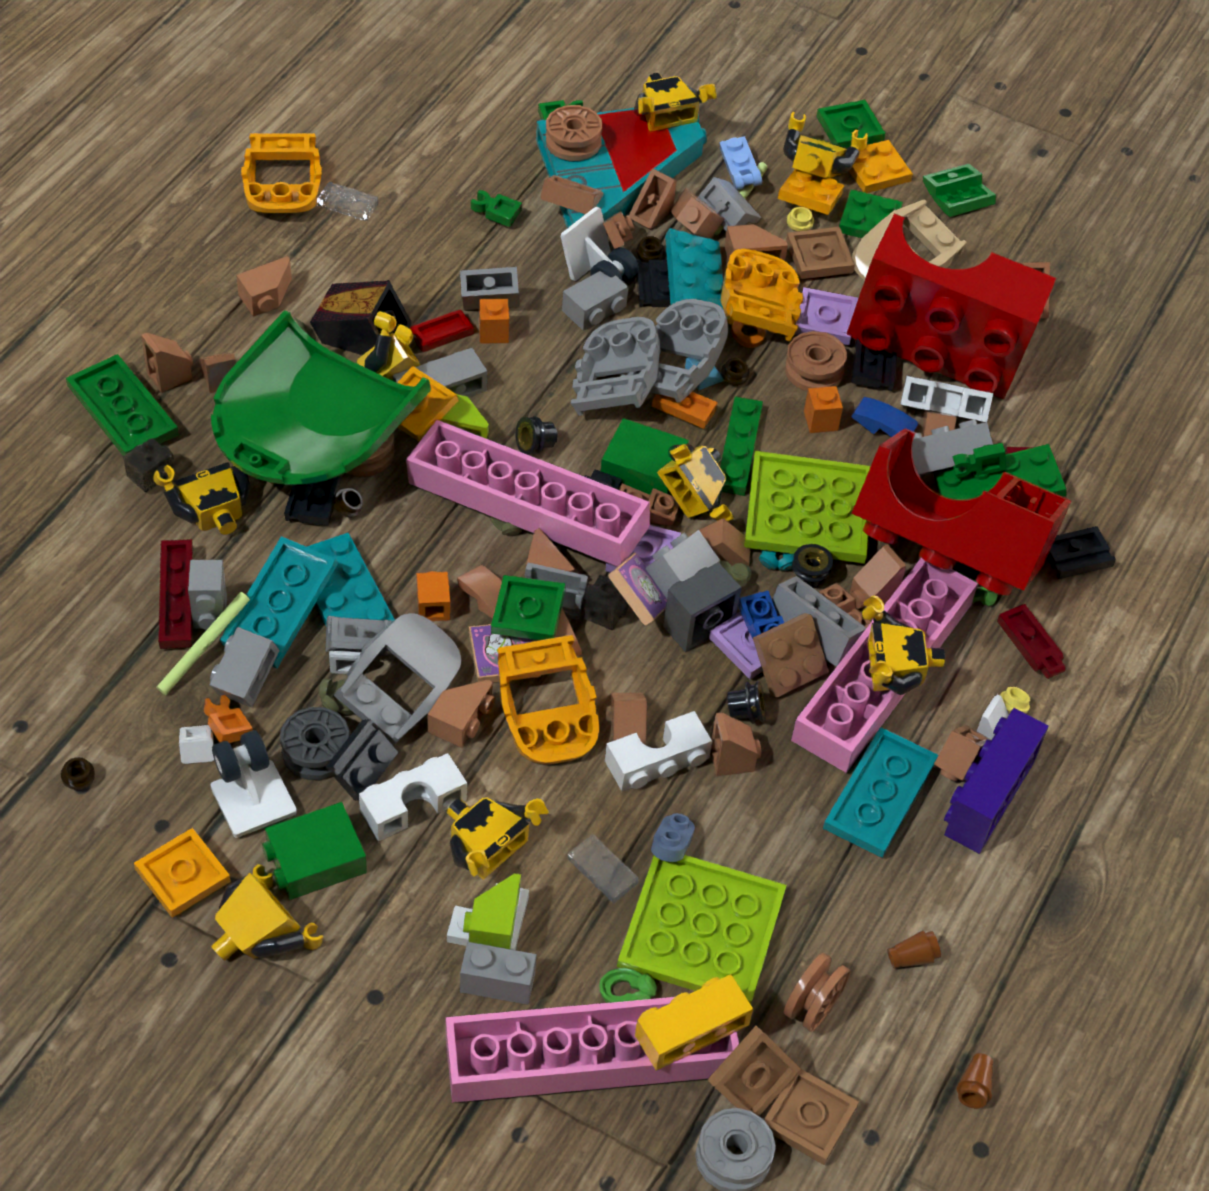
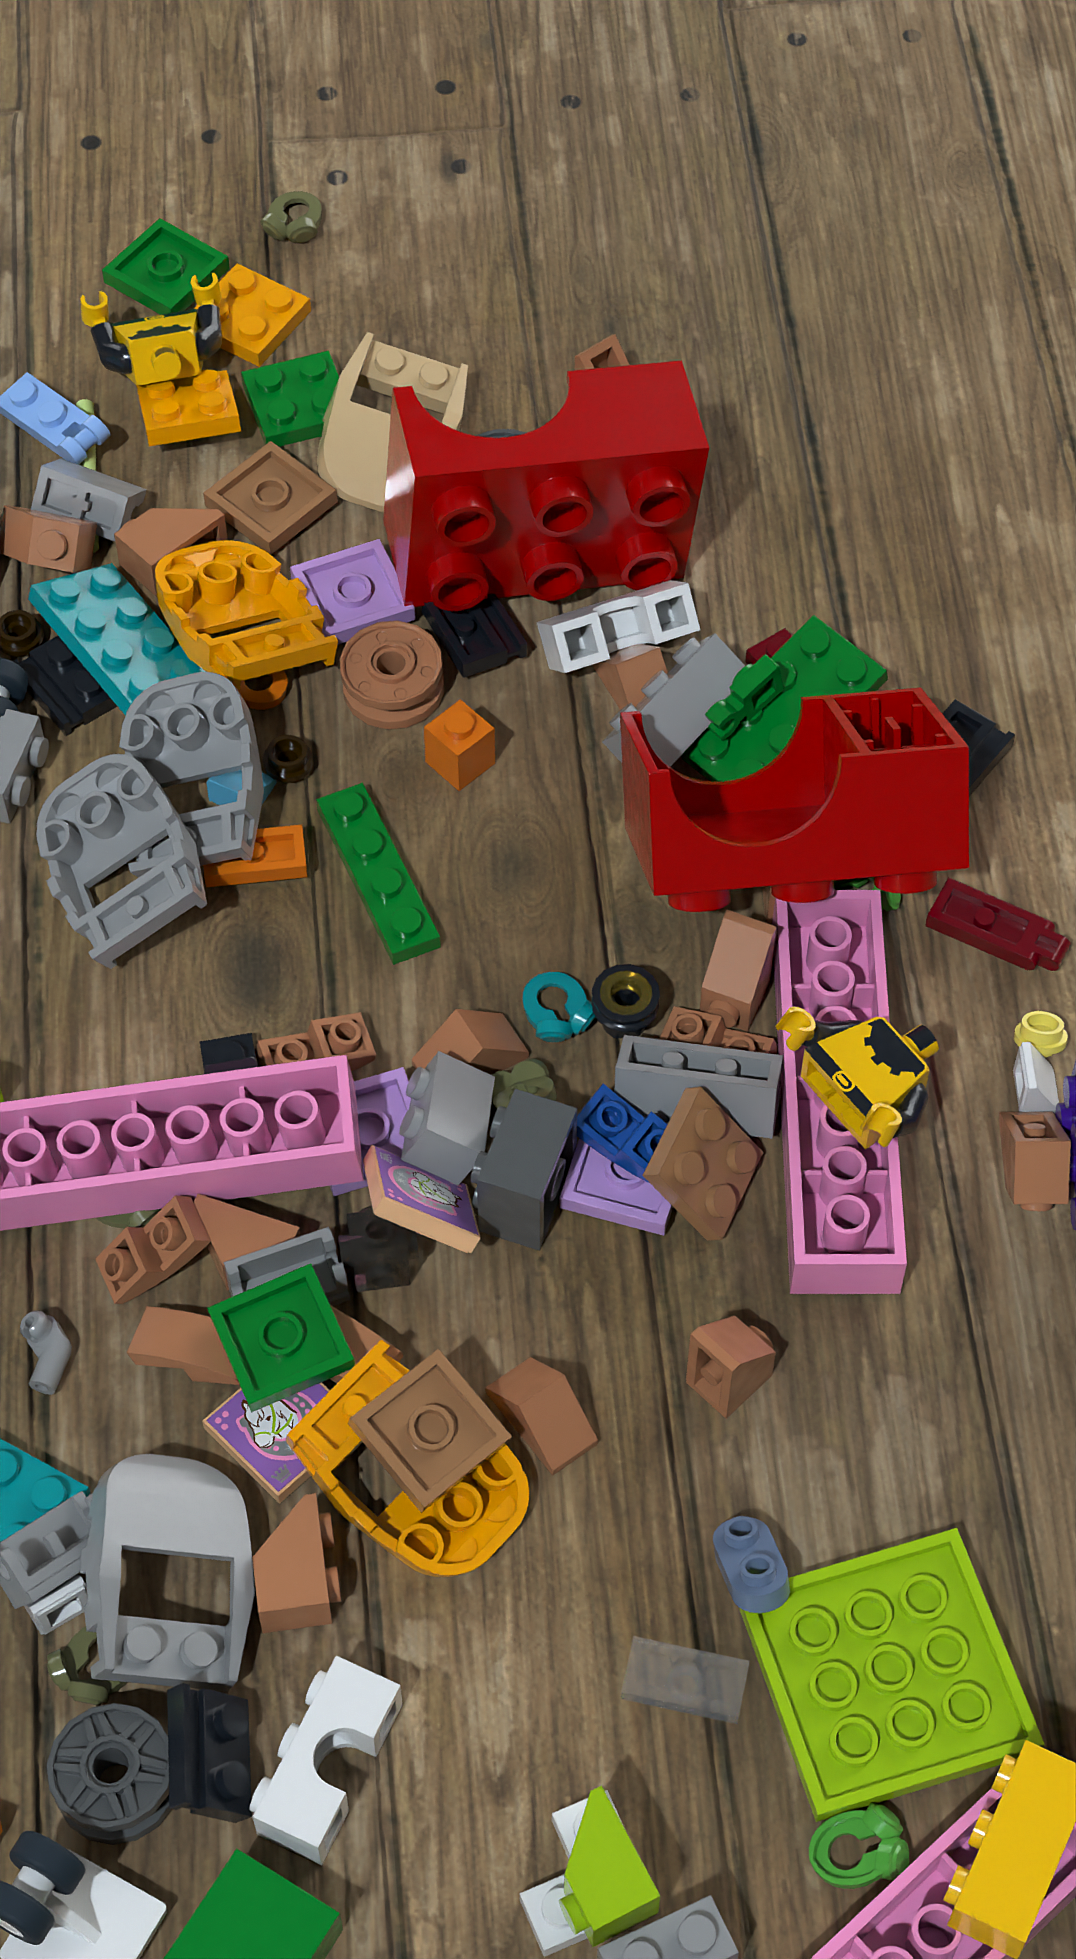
camera: 30 degrees left, 5 degrees up
(425, 559) = (50, 1347): none -> light grey arm
(433, 595) = (113, 1406): orange brick -> none
(490, 832) = (485, 1740): torso -> none
(499, 544) = (152, 1253): none -> nougat slope
(534, 435) = (72, 1043): black piece -> none
(564, 685) = (429, 1430): none -> medium nougat plate
(637, 764) = (607, 1480): white arch -> none
(638, 455) = (265, 978): green brick -> none
(696, 480) = (371, 973): torso -> none
(747, 703) = (694, 1278): black piece -> none
(800, 219) = (203, 460): light yellow plate -> none
(805, 503) = (548, 910): lime plate -> none
(879, 415) = (543, 707): blue slope -> none
(880, 792) = (971, 1294): teal plate -> none
(933, 140) = (300, 229): none -> olive piece
(959, 190) = (390, 288): green slope -> none

